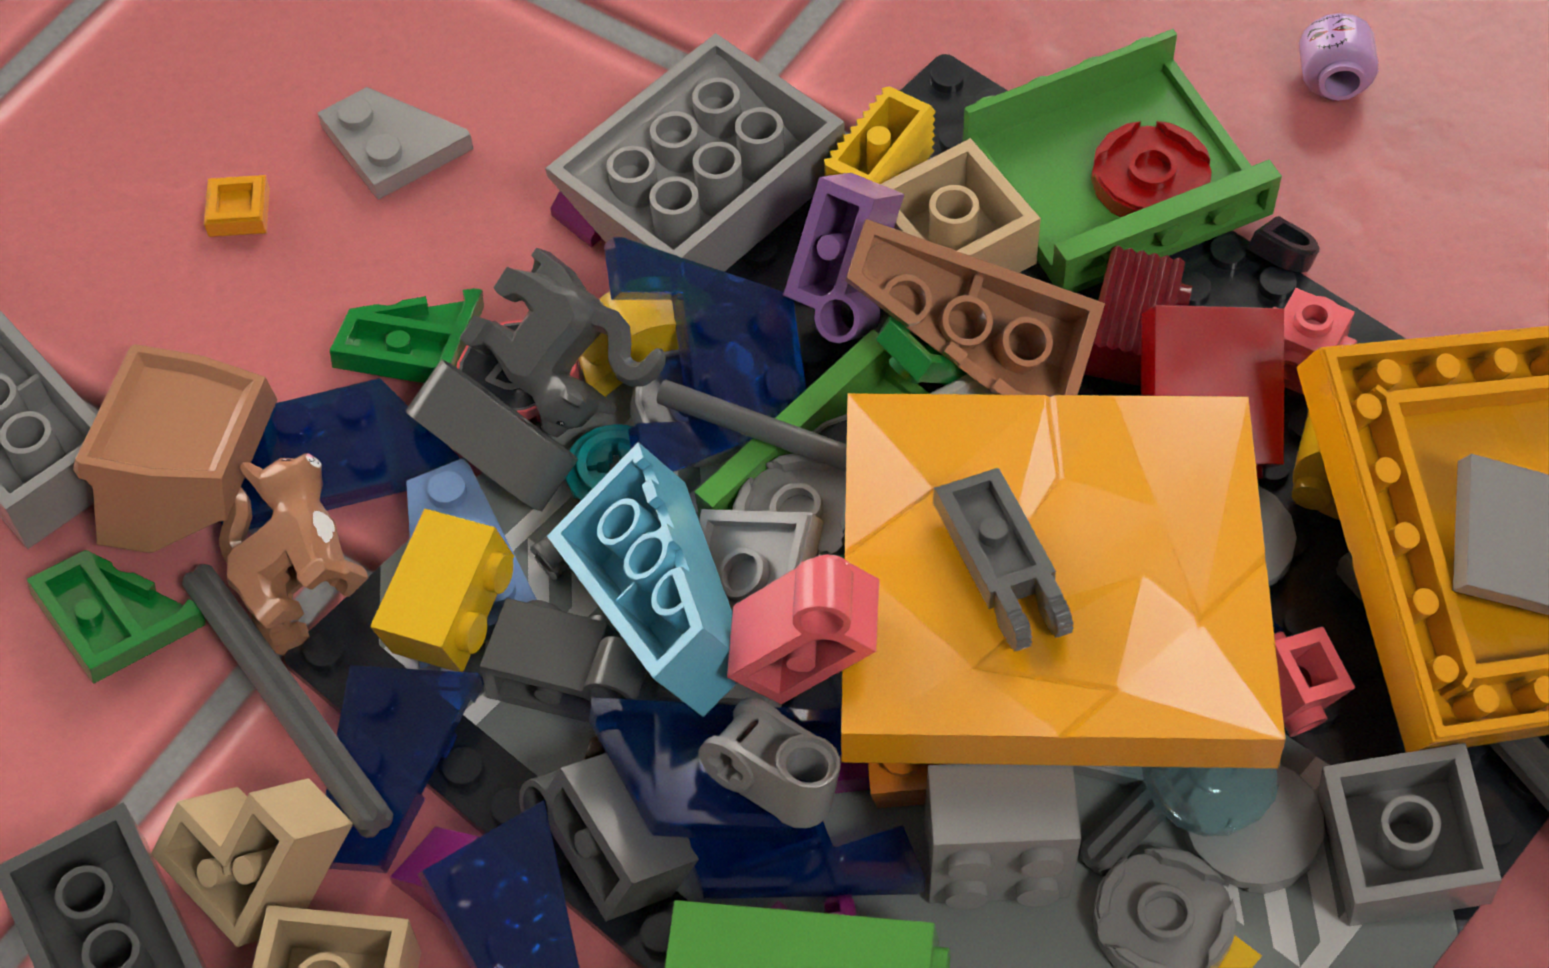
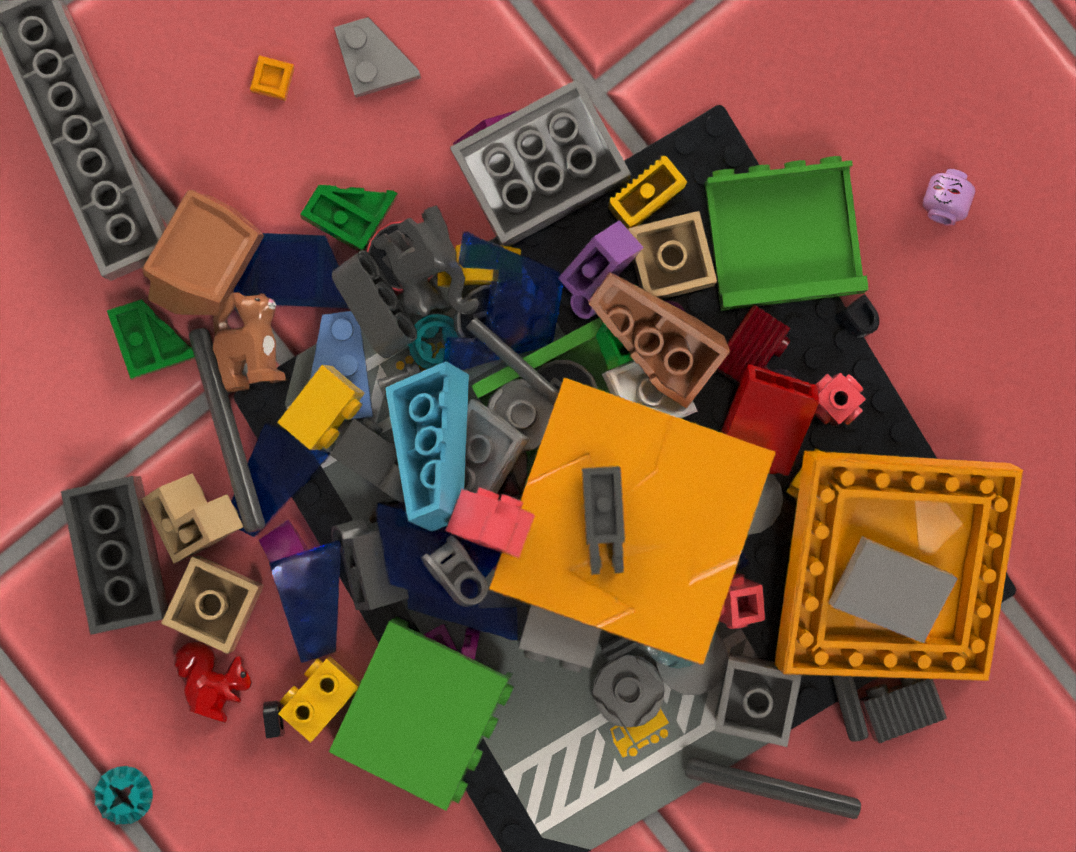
camera: 15 degrees right, 30 degrees up
(1147, 166) = (802, 248): red tile -> none

